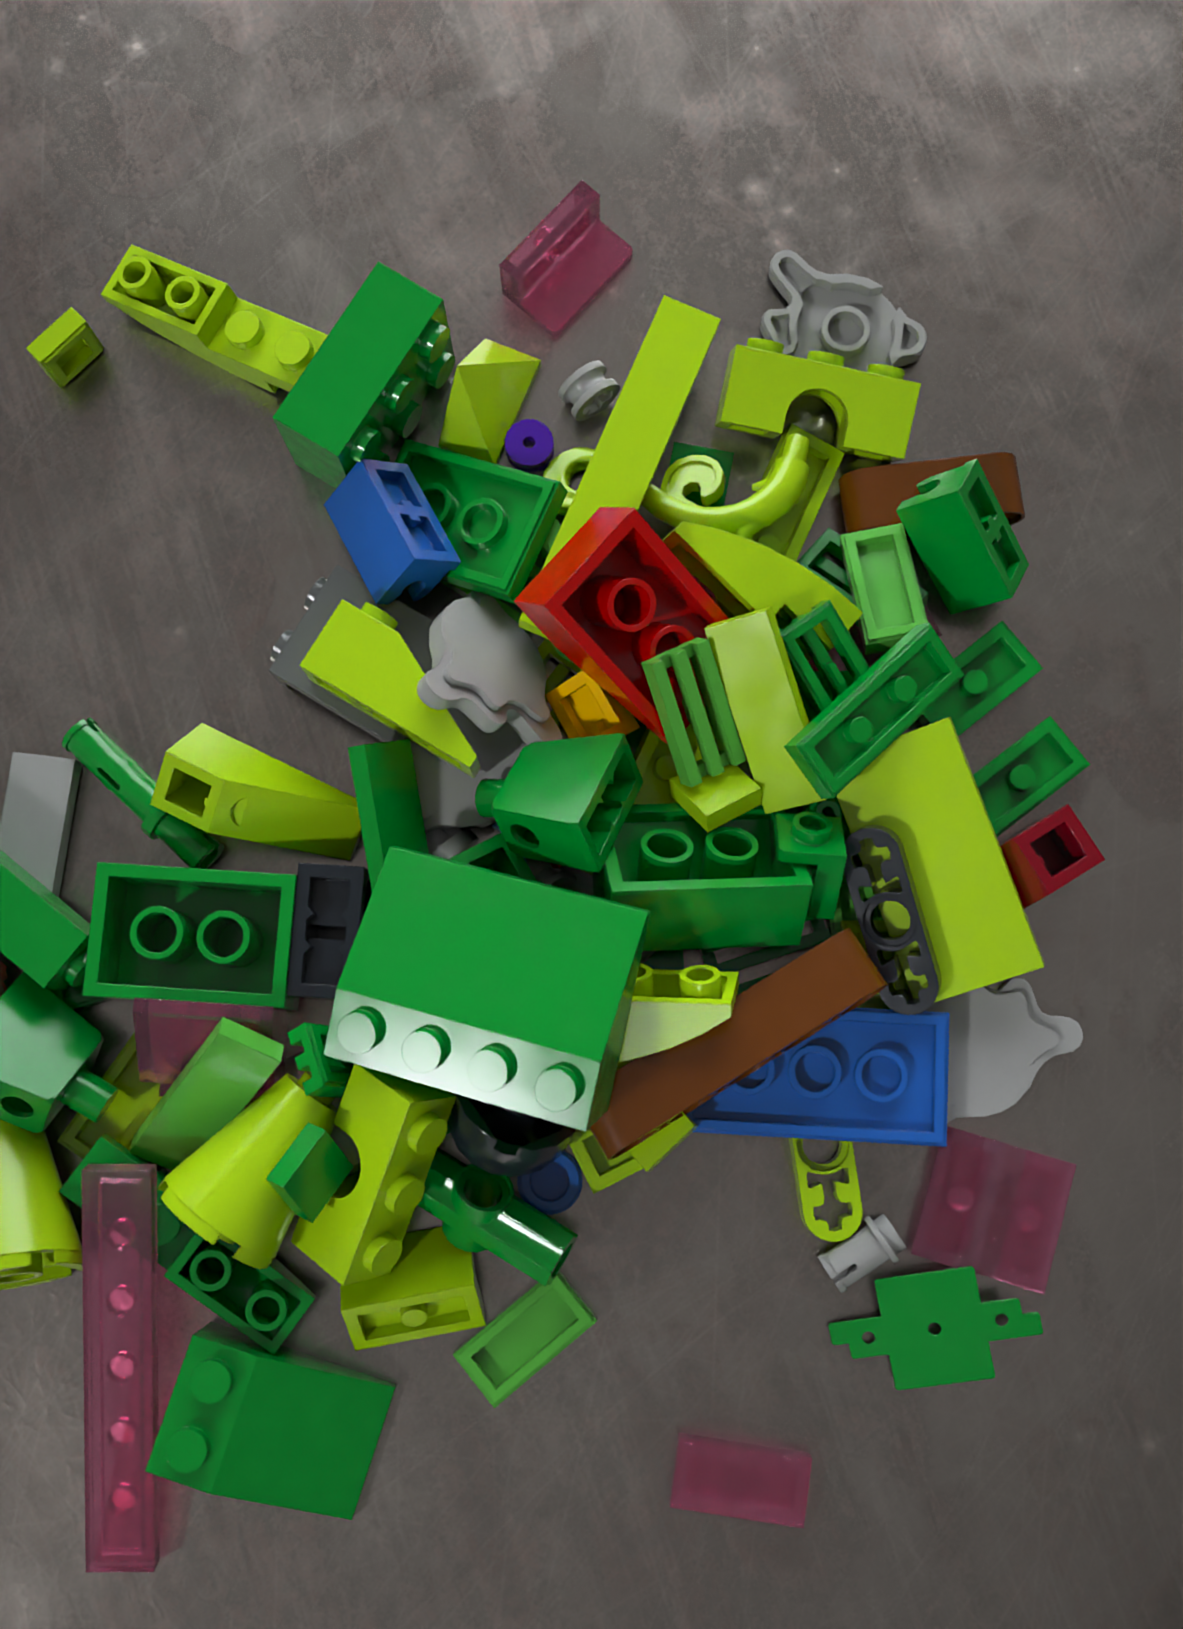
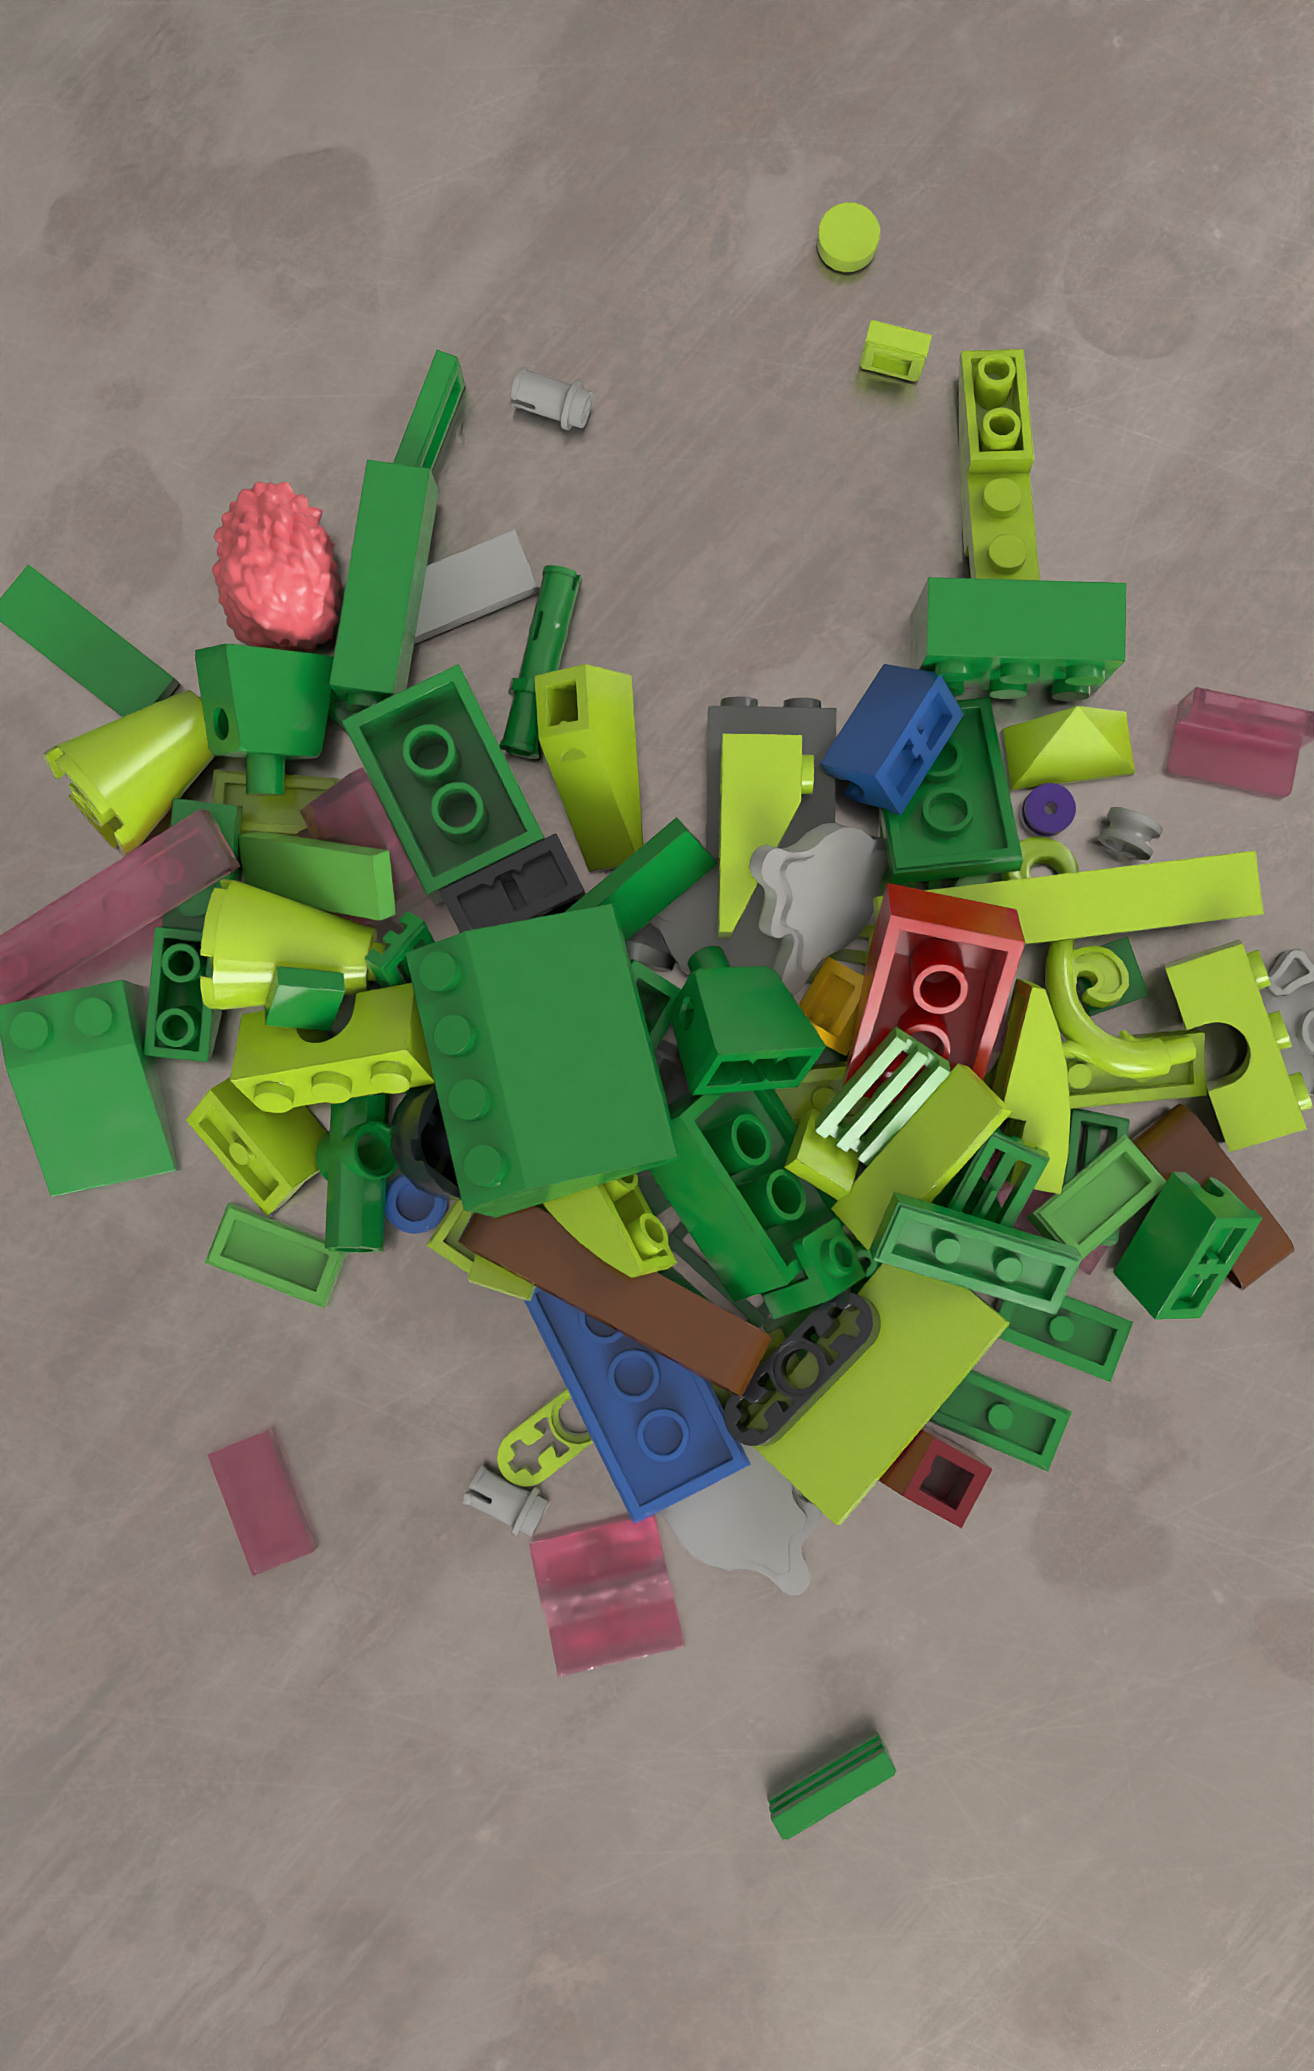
camera: 60 degrees right, 5 degrees up
(939, 1297) = (507, 1602): green piece -> none

